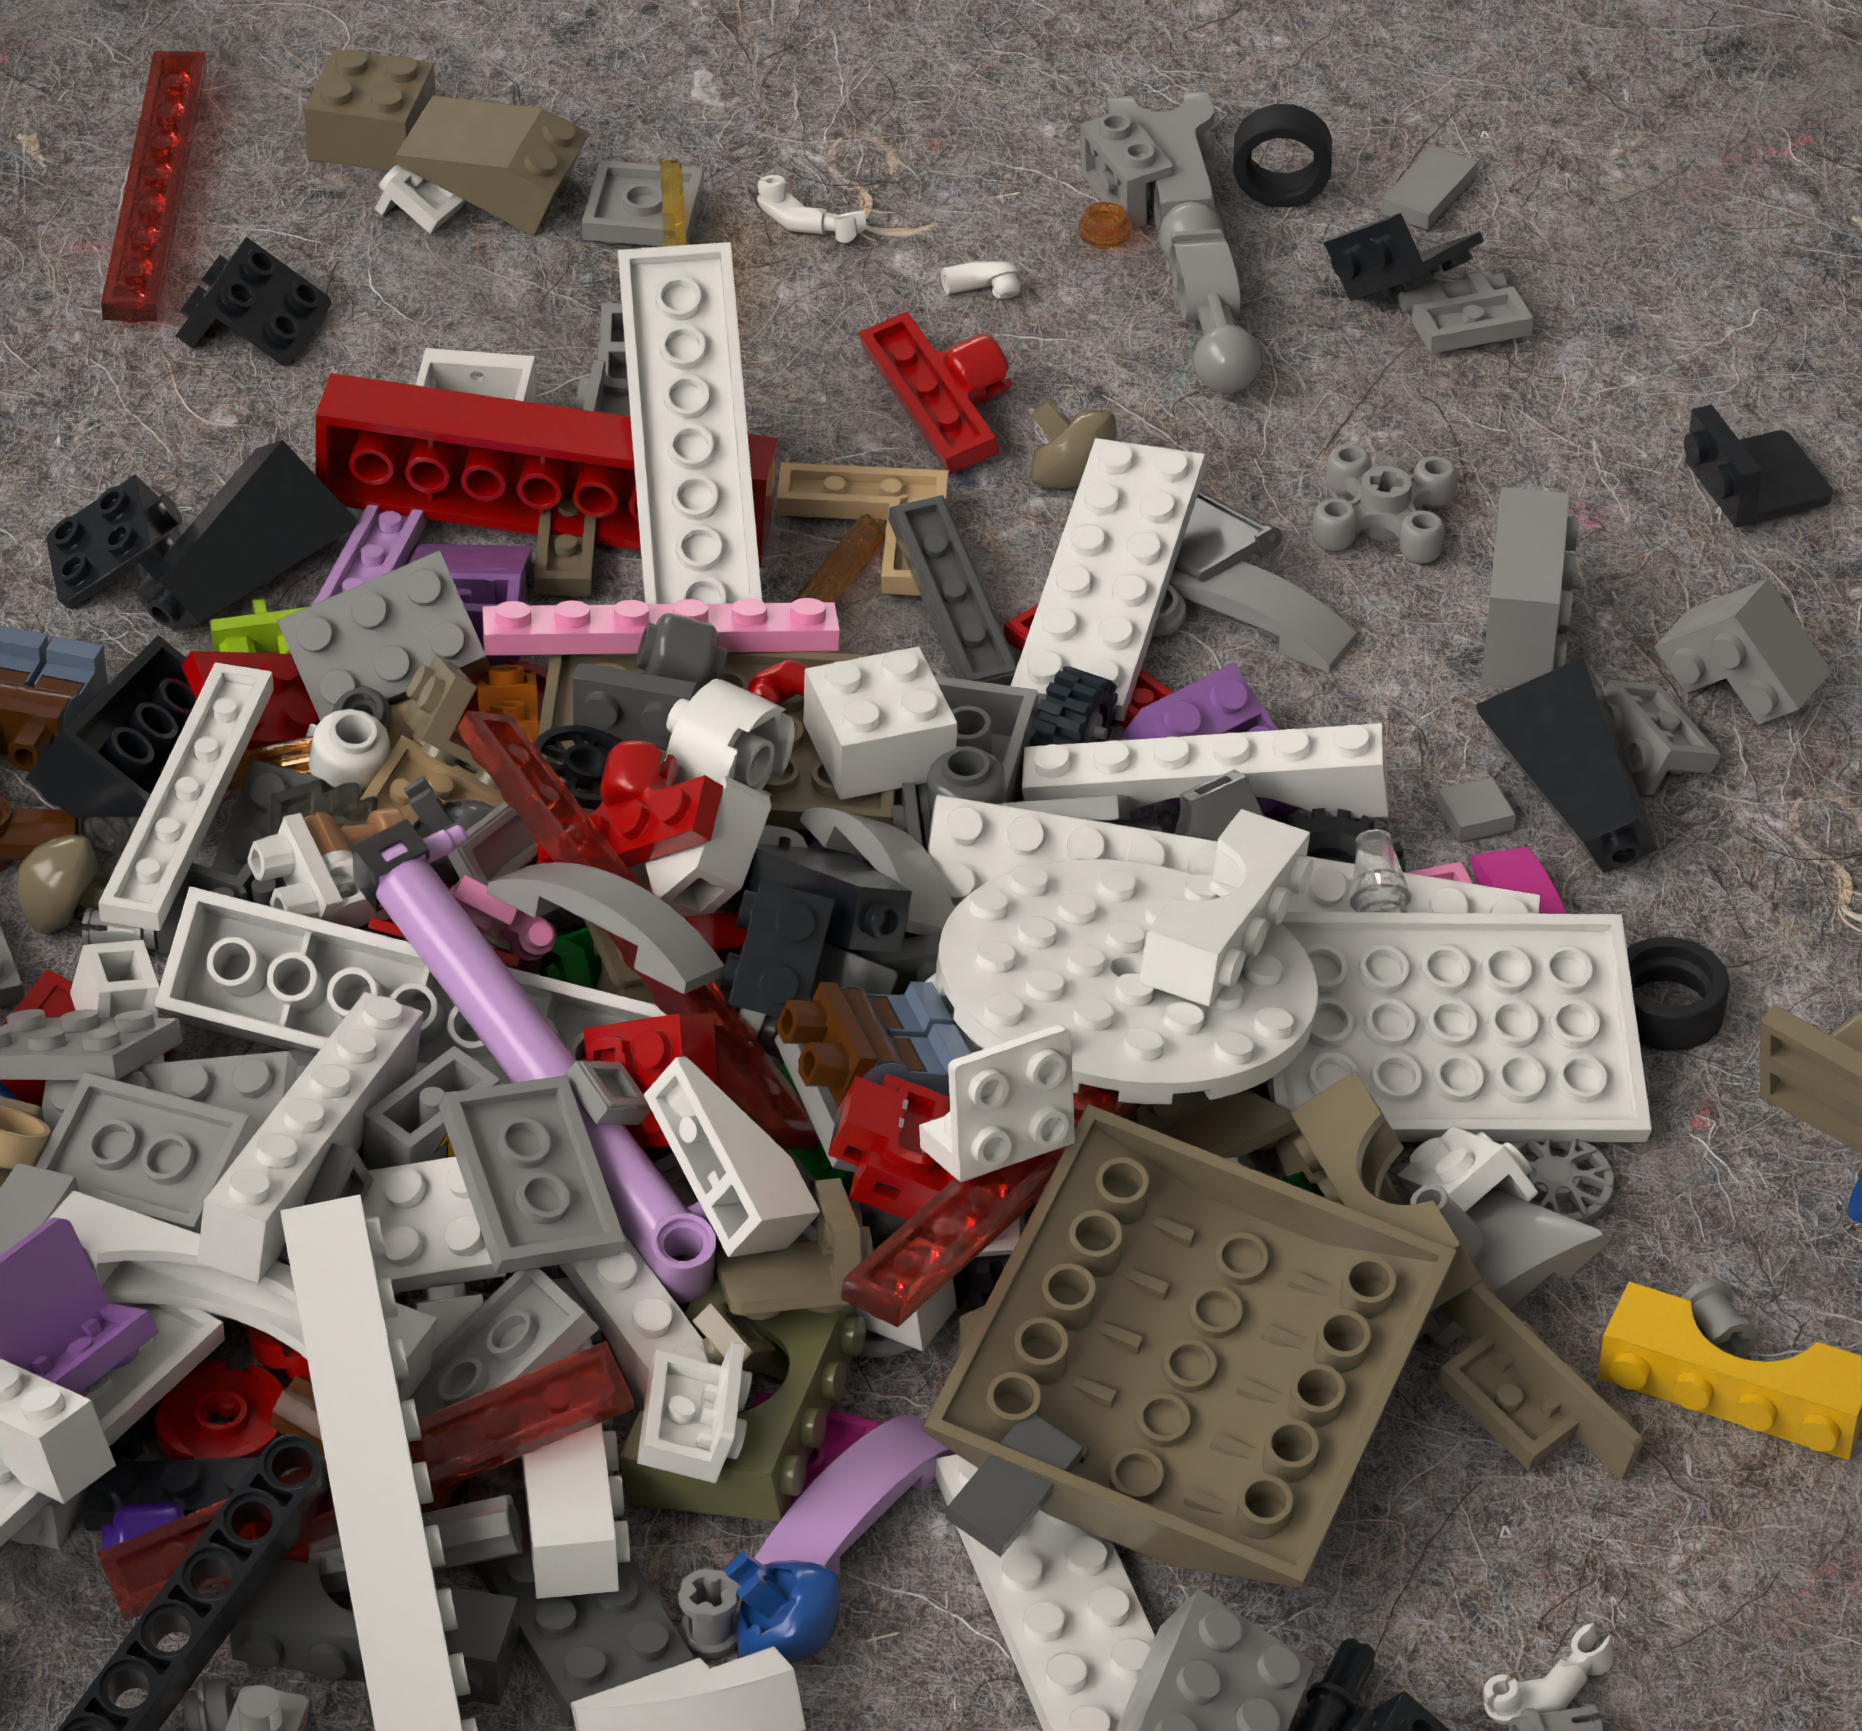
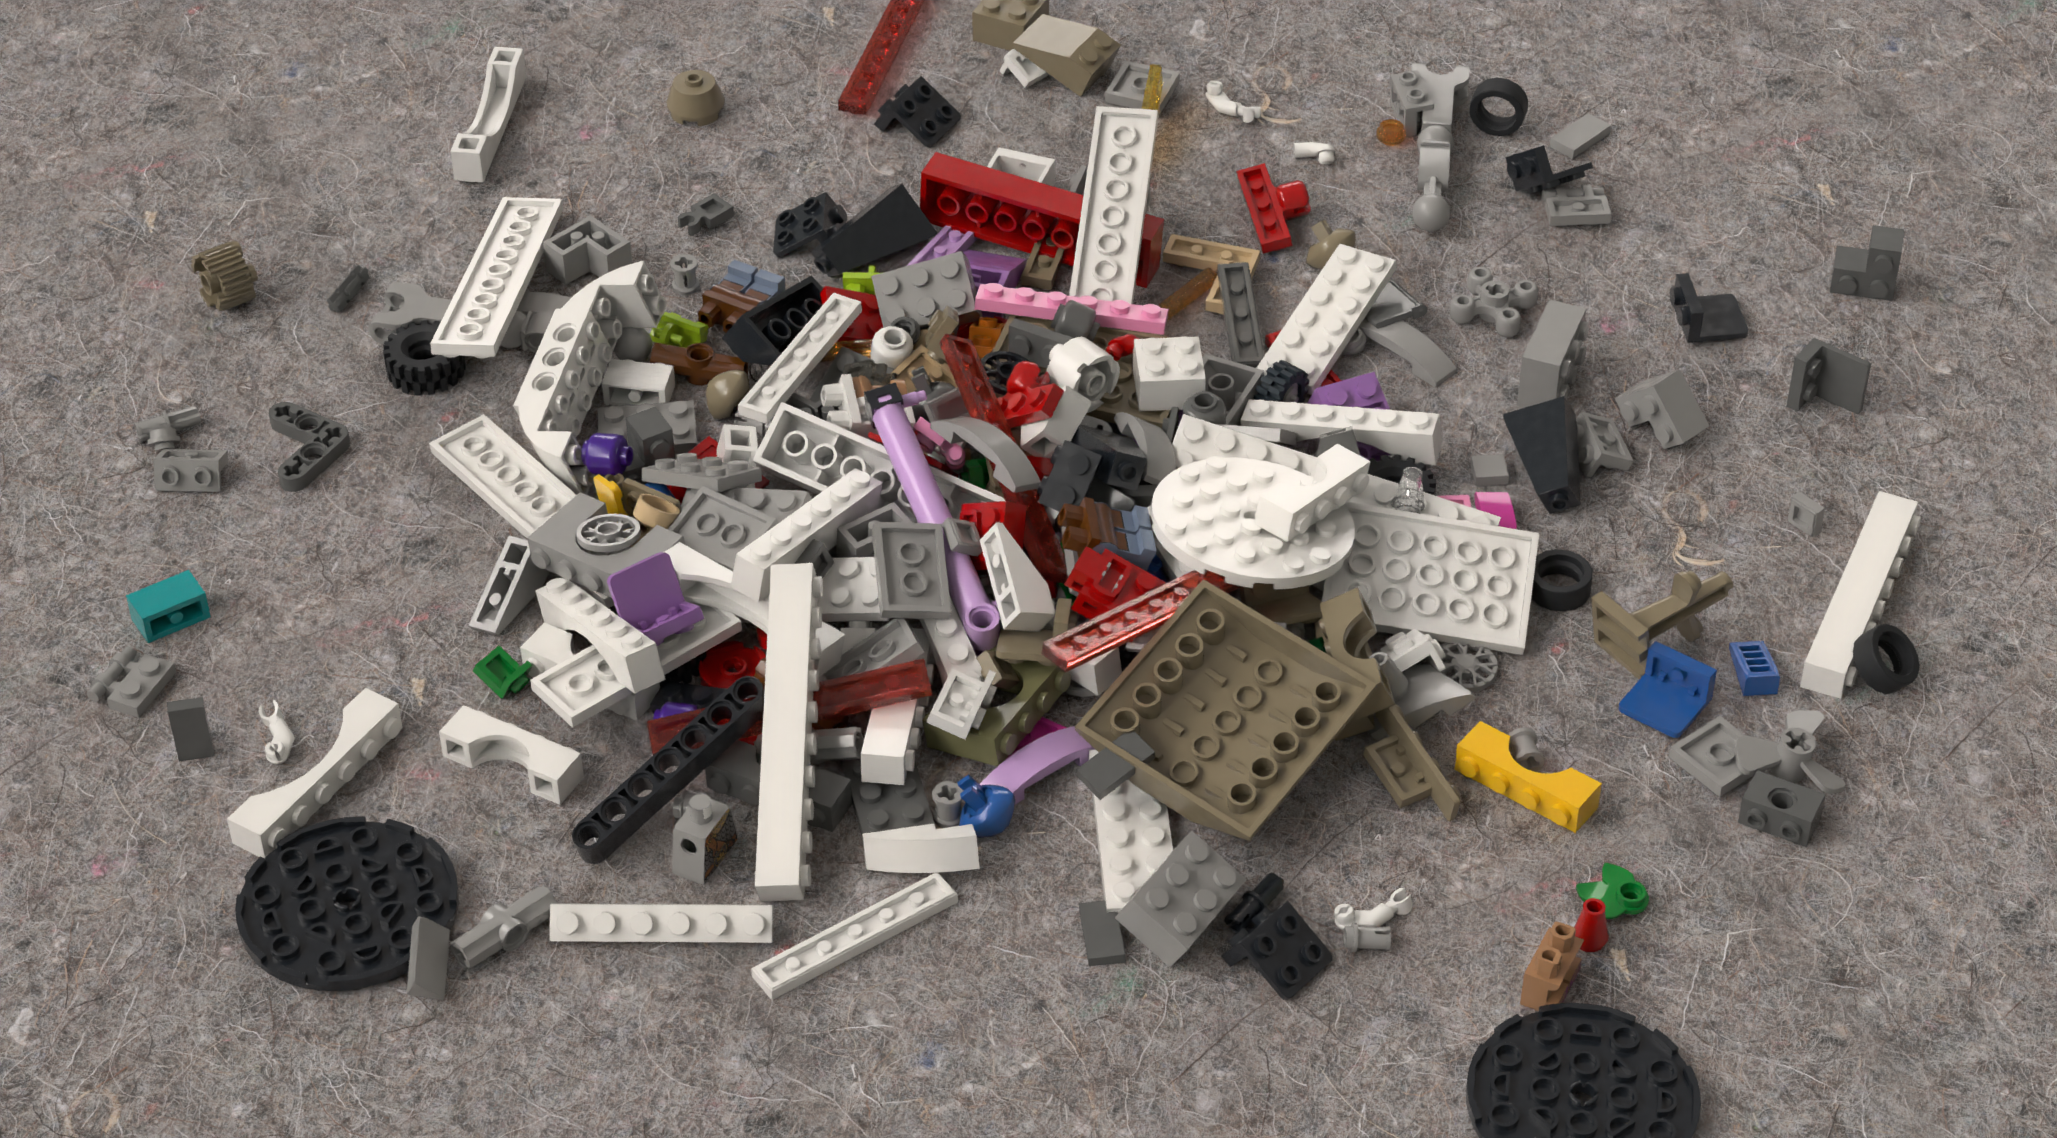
camera: 15 degrees right, 0 degrees up
(1005, 1105) = (1154, 570): white bracket -> none

